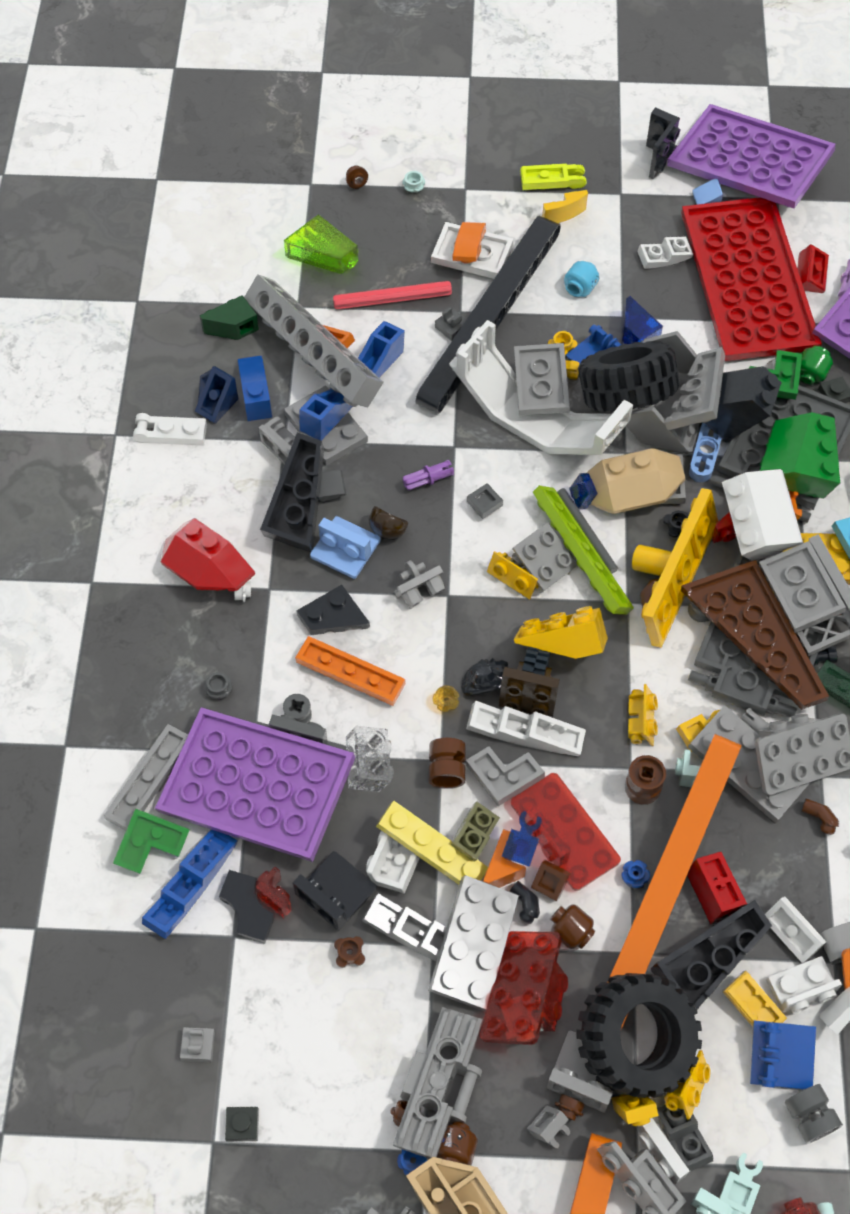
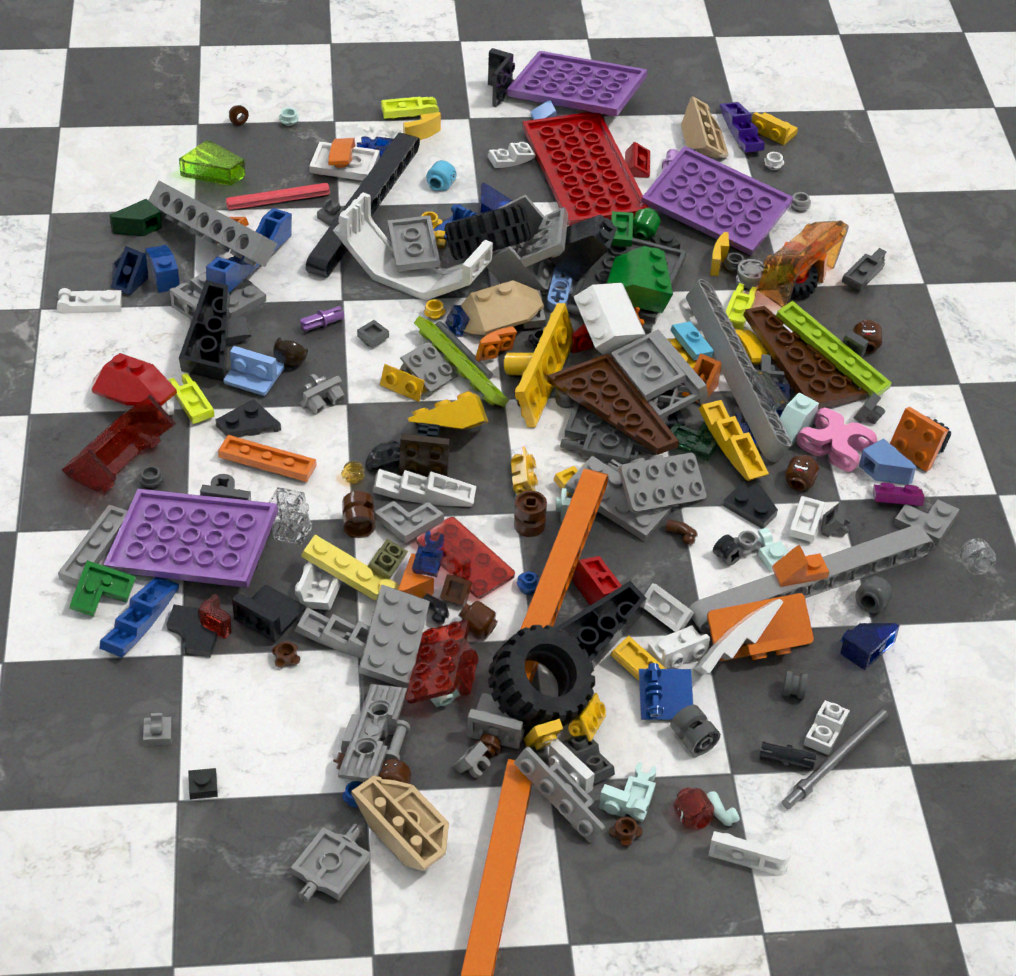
camera: 10 degrees left, 15 degrees down
(179, 643) = (118, 445): none -> clear red windscreen
(272, 580) = (192, 400): none -> neon yellow hinge
(513, 229) = (378, 143): none -> clear blue plate
(558, 465) = (434, 309): none -> yellow plate
(620, 531) = (494, 342): none -> orange slope

